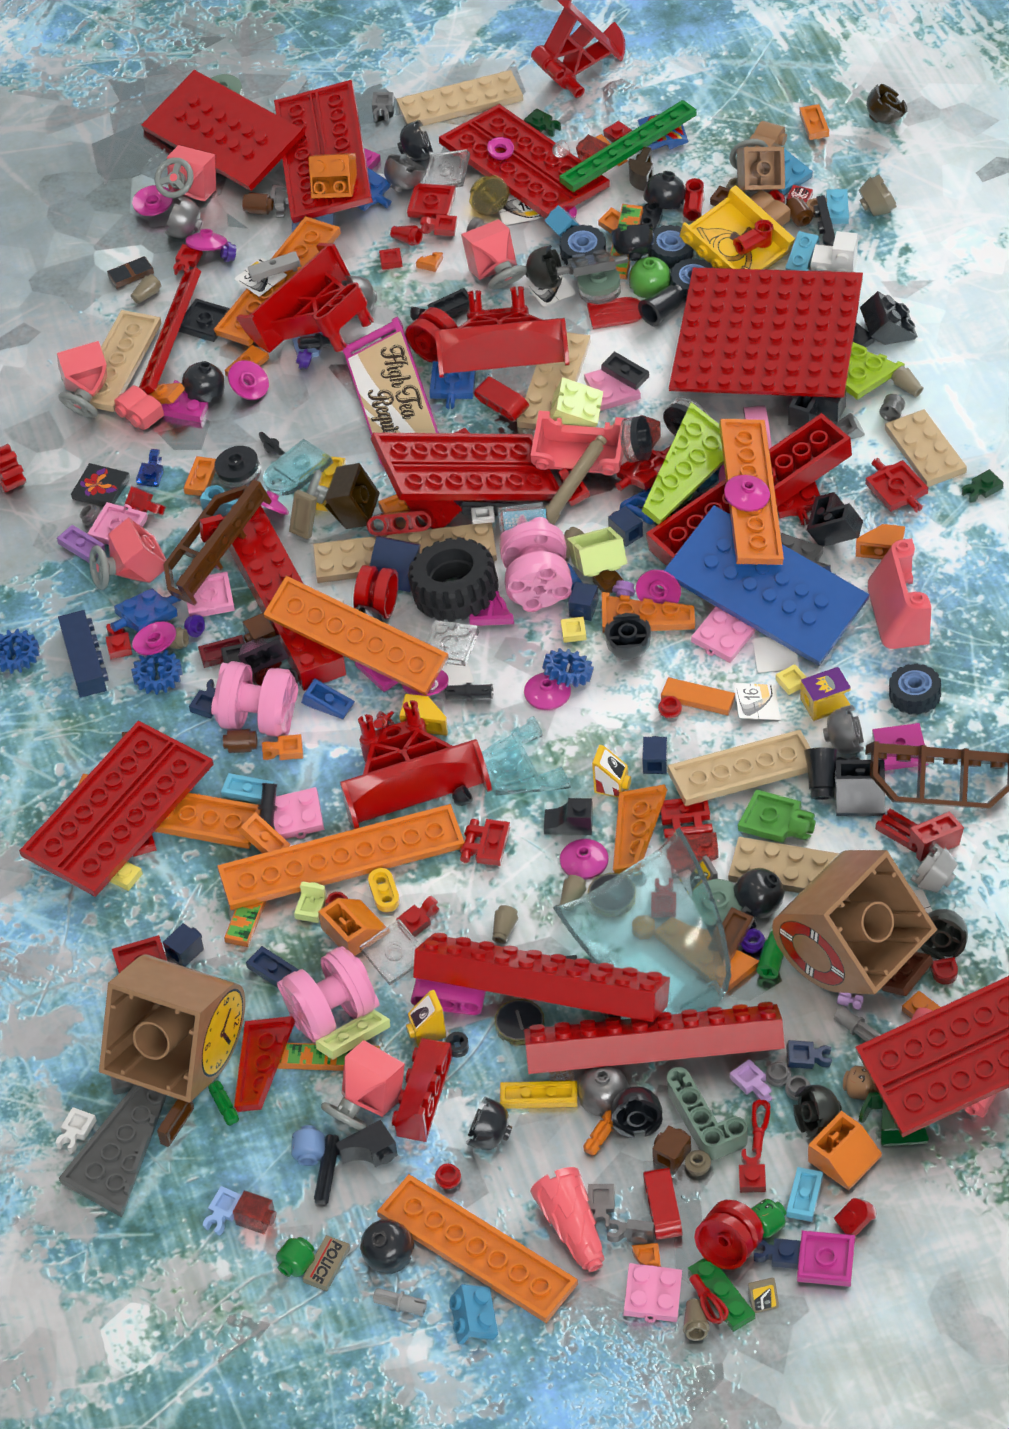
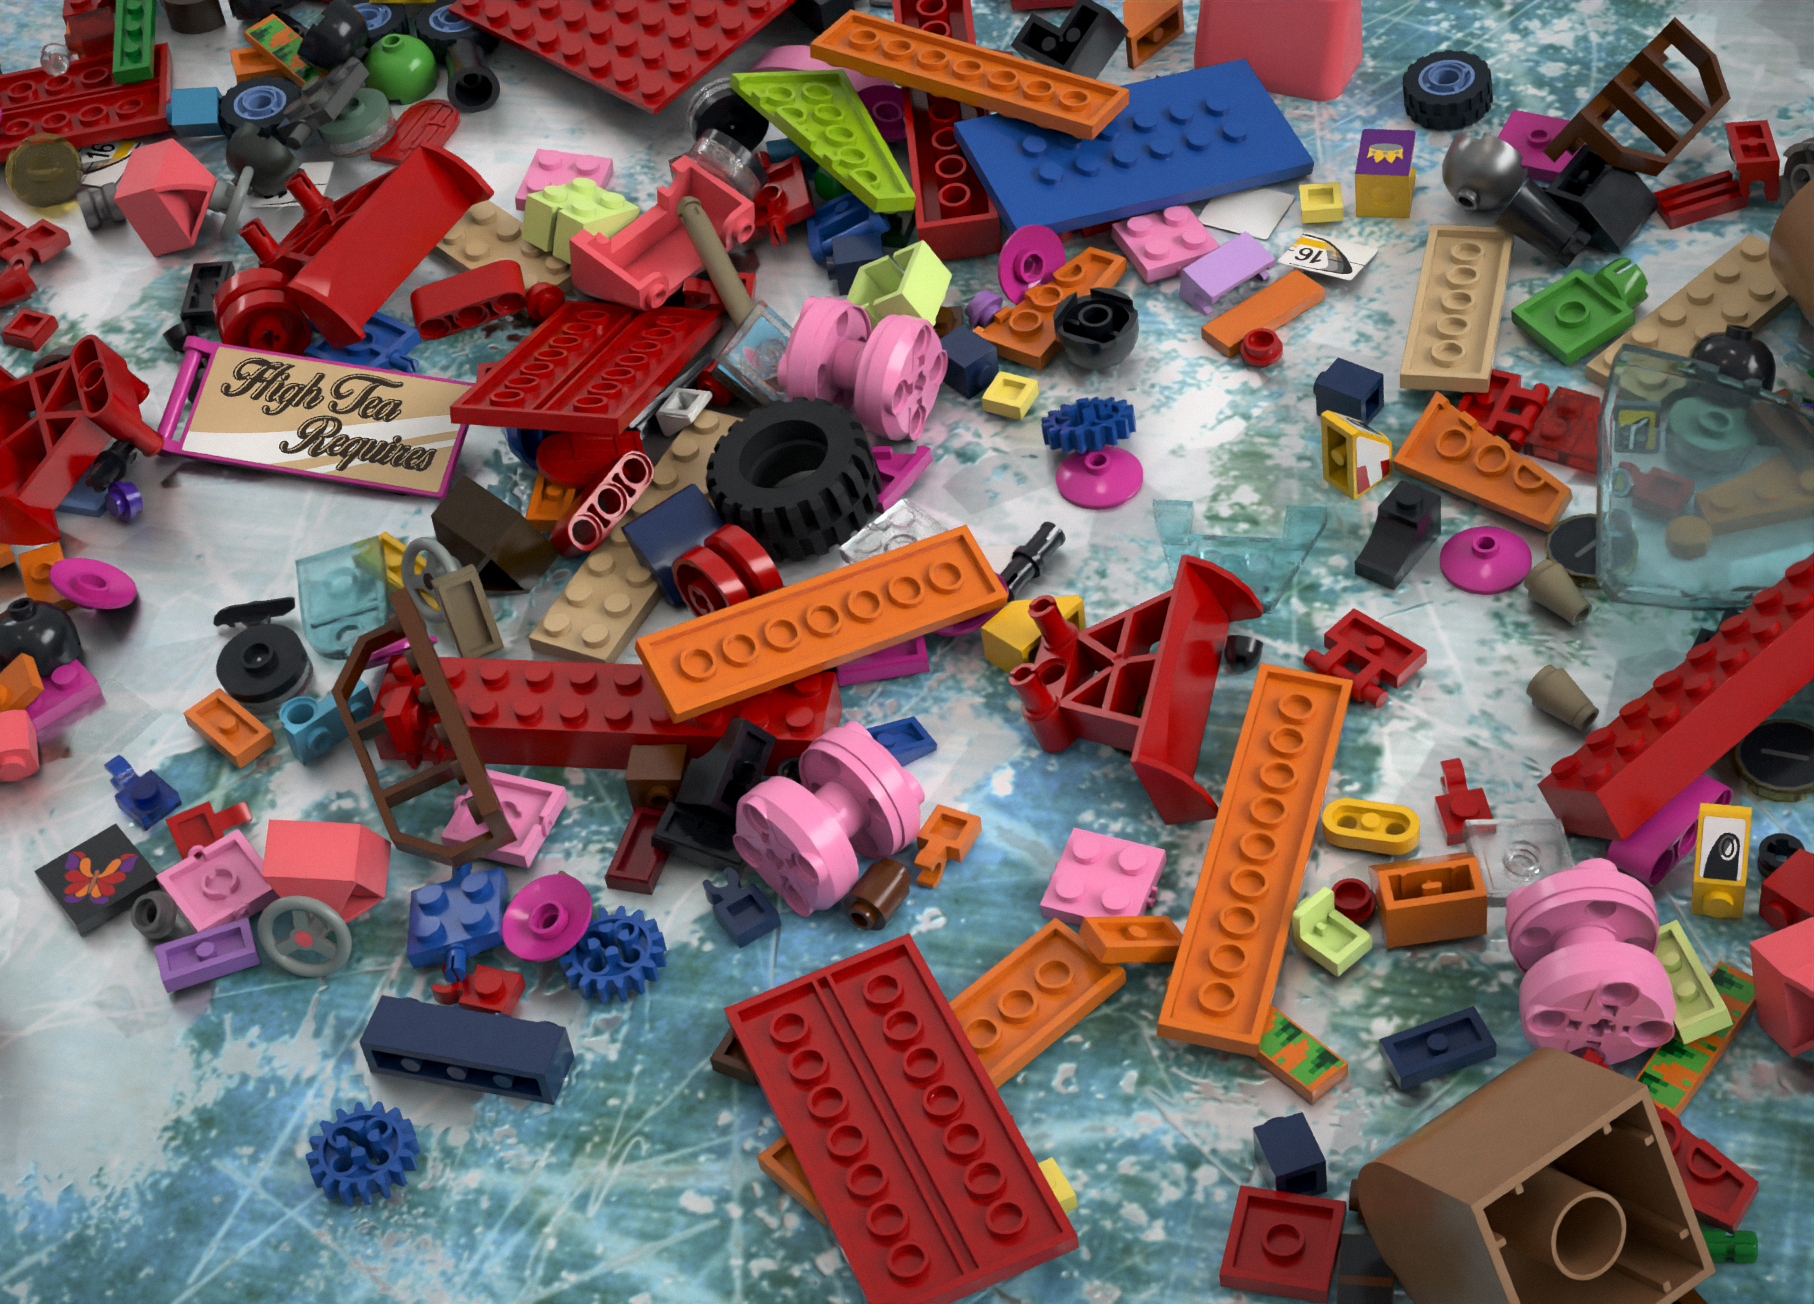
camera: 55 degrees left, 5 degrees down
(194, 625) = (556, 858): dark purple plate -> none
(243, 788) = (994, 928): medium azure plate -> none
(267, 804) = (1062, 897): black pin -> none
(382, 721) = (988, 685): red piece -> none
(430, 262) = (89, 289): orange tile -> none
(522, 425) = (543, 300): none -> red plate
(625, 370) = (567, 143): black plate -> none
(711, 666) = (1223, 271): none -> lavender hinge
(747, 493) = (976, 72): dark pink dish -> none

